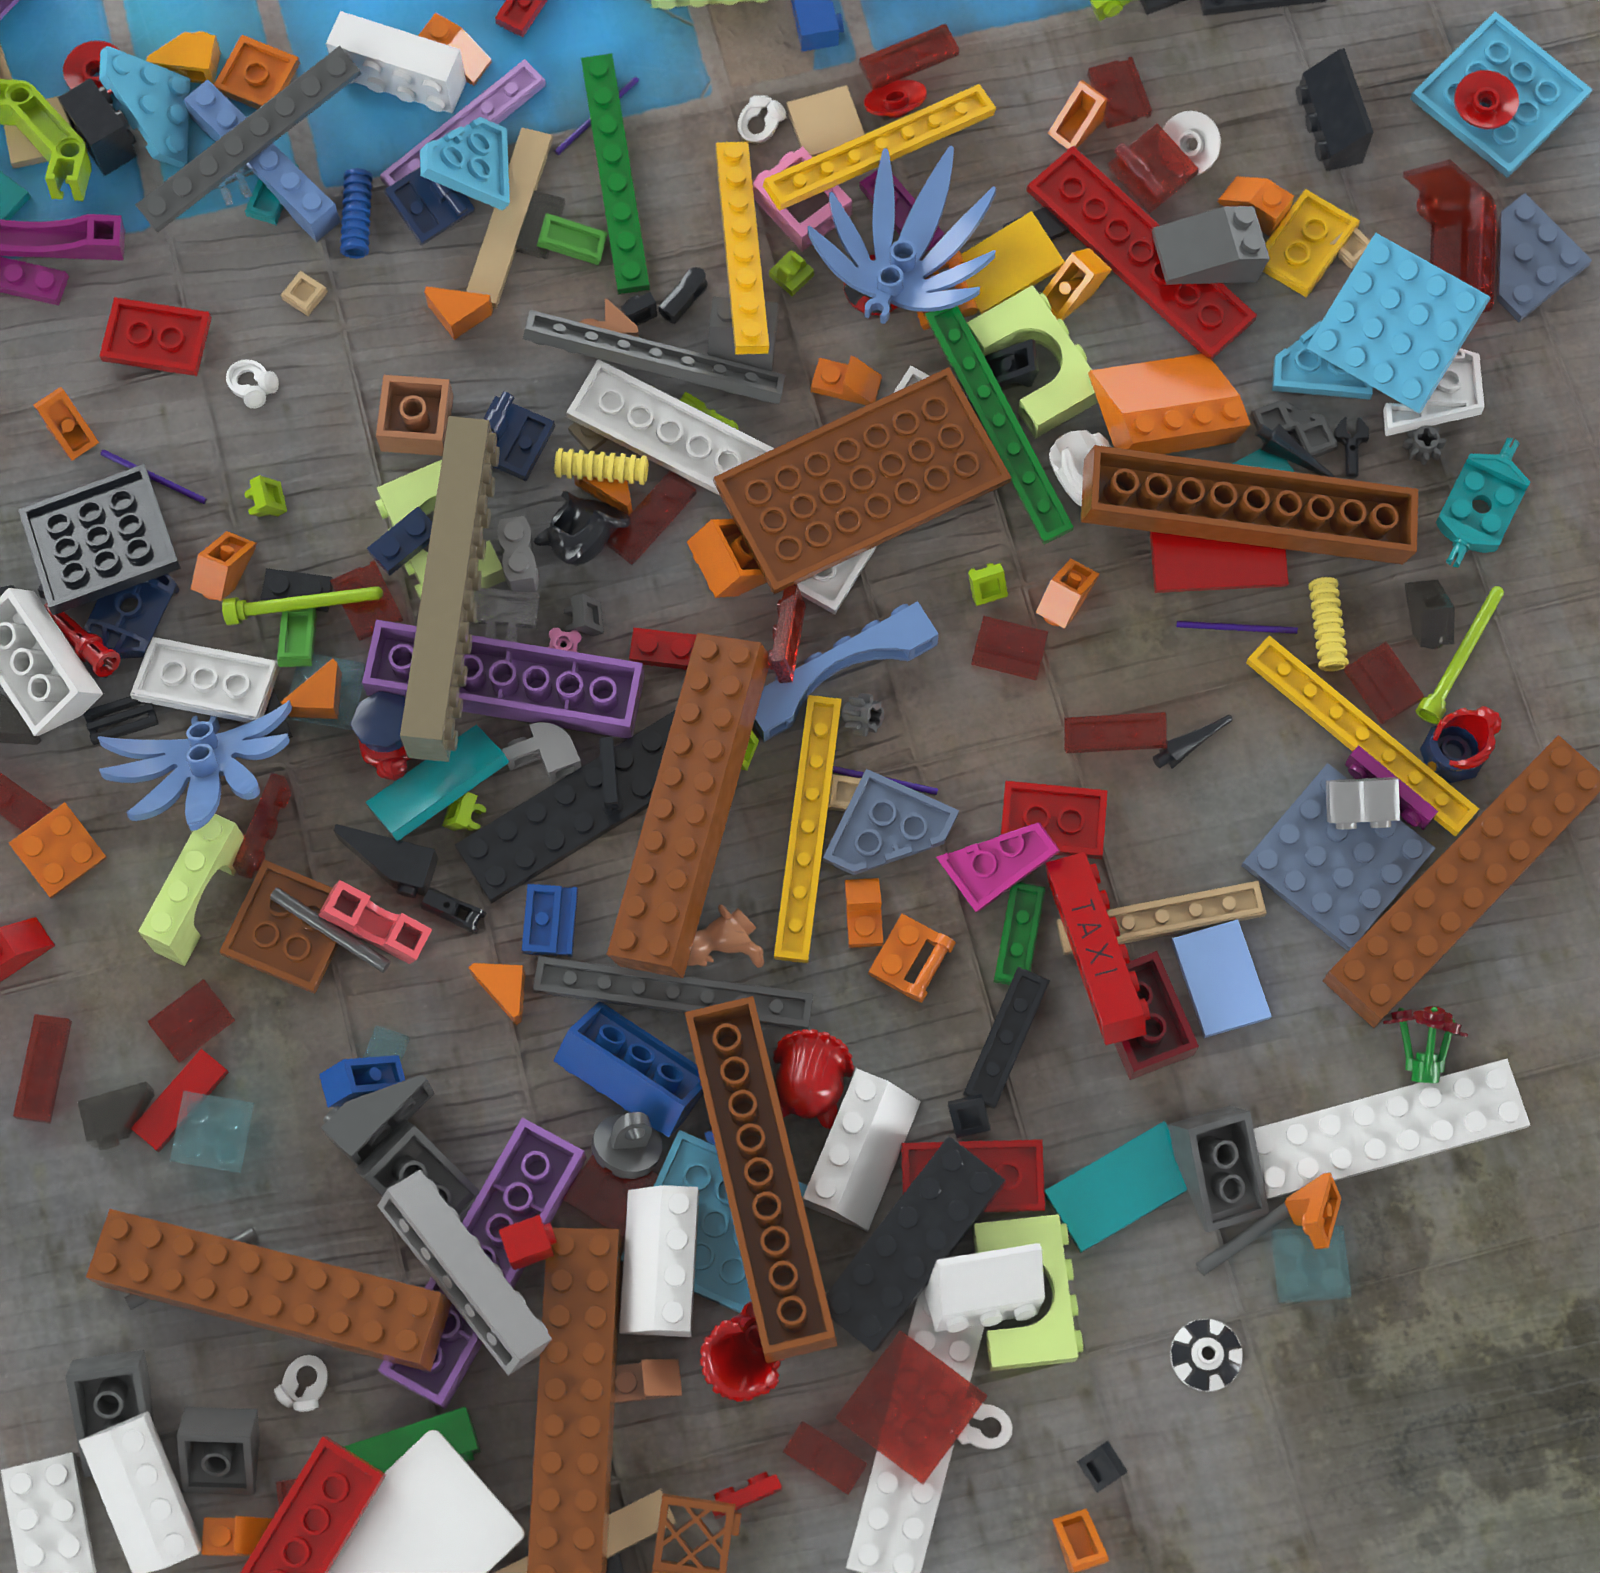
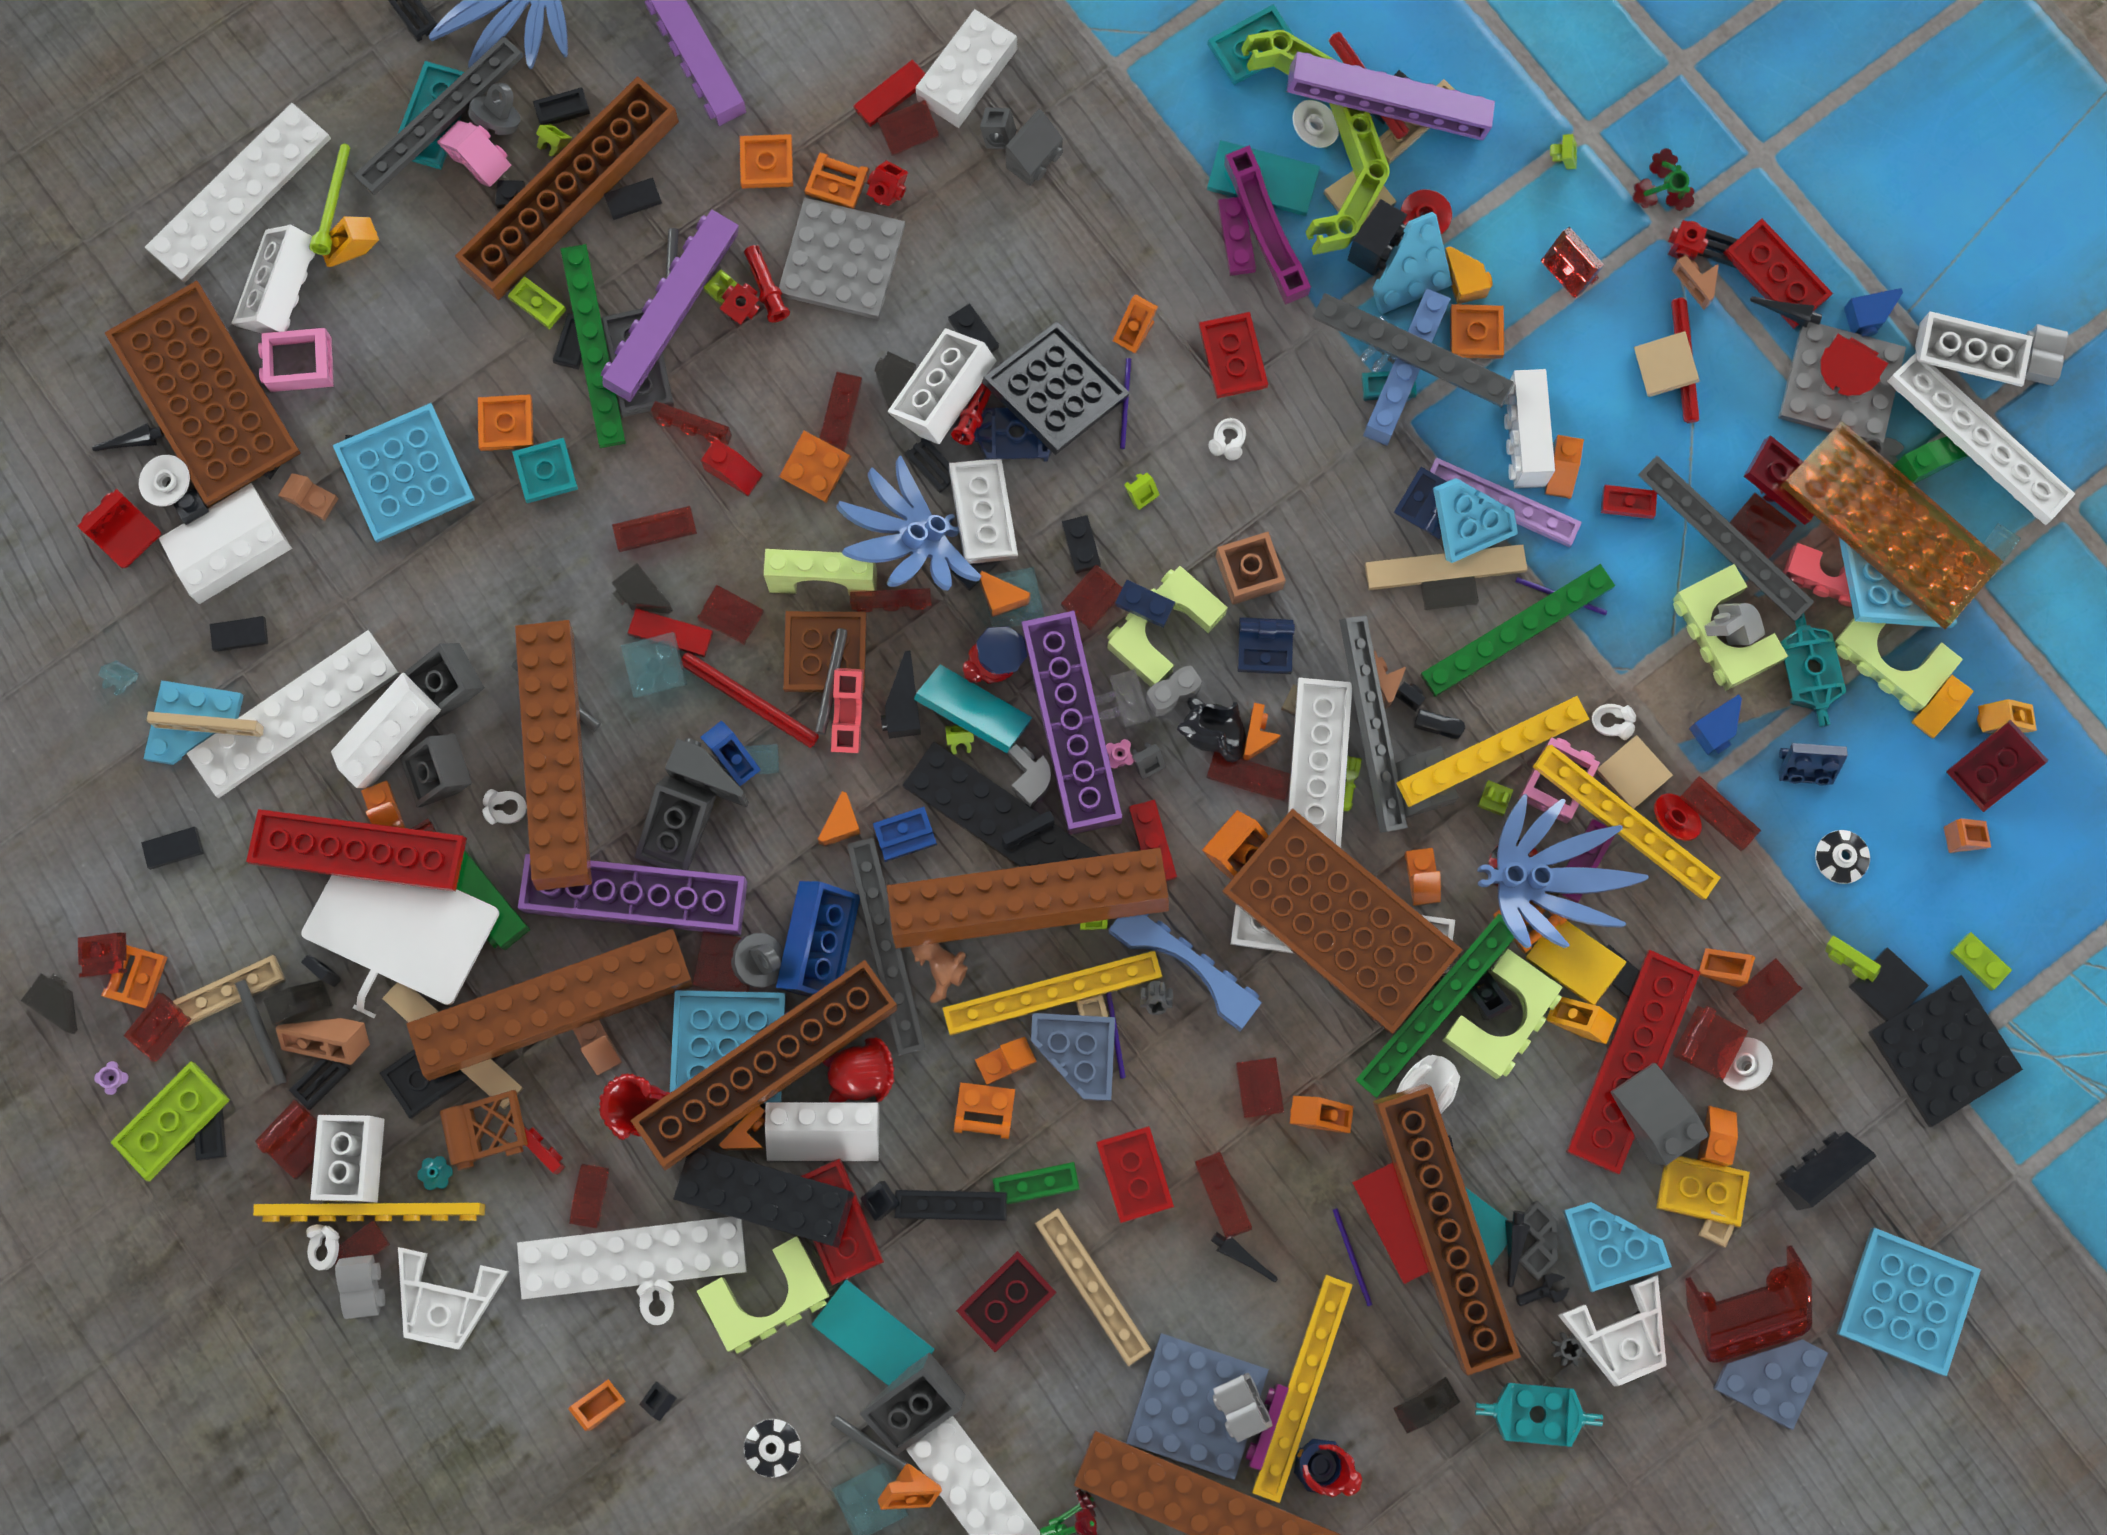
camera: 65 degrees right, 5 degrees up
(222, 566) = (1075, 483): orange slope -> none
(237, 610) = (1045, 508): lime piece -> none
(297, 638) = (1043, 560): bright green tile -> none
(304, 293) = (1316, 445): tan tile -> none
(306, 1037) = (749, 700): none -> red axle
(356, 213) = (1396, 454): blue piece -> none
(449, 590) = (1114, 652): dark tan brick -> none
(449, 908) = (884, 758): black bar -> none
(458, 309) = (1350, 562): orange slope -> none
(464, 1272) = (612, 883): light grey brick -> none
(528, 1242) = (652, 918): red brick -> none
(572, 239) = (1447, 621): bright green tile -> none
(601, 466) = (1264, 721): light yellow piece -> none
(659, 1261) = (680, 1019): white slope -> none
(787, 634) = (1193, 915): clear red plate -> none
(831, 1247) = (739, 1137): none -> orange slope
(911, 1407) = (645, 1243): clear red plate -> none
(986, 1288) = (749, 1264): white slope -> none
(988, 584) = (1302, 1050): lime tile -> none
(998, 864) = (1080, 1146): dark pink wing -> none
(1096, 948) = (1037, 1244): red brick -> none
(1169, 405) = (1509, 1132): orange slope -> none
(1221, 978) = (1063, 1351): light blue tile -> none
(1328, 624) = (1383, 1327): light yellow piece -> none
(1384, 683) = (1353, 1390): clear red plate -> none
(1398, 322) = (1652, 1289): medium azure plate -> none
(1433, 706) = (1351, 1436): lime piece -> none
(1491, 89) = (1904, 1286): red dish -> none

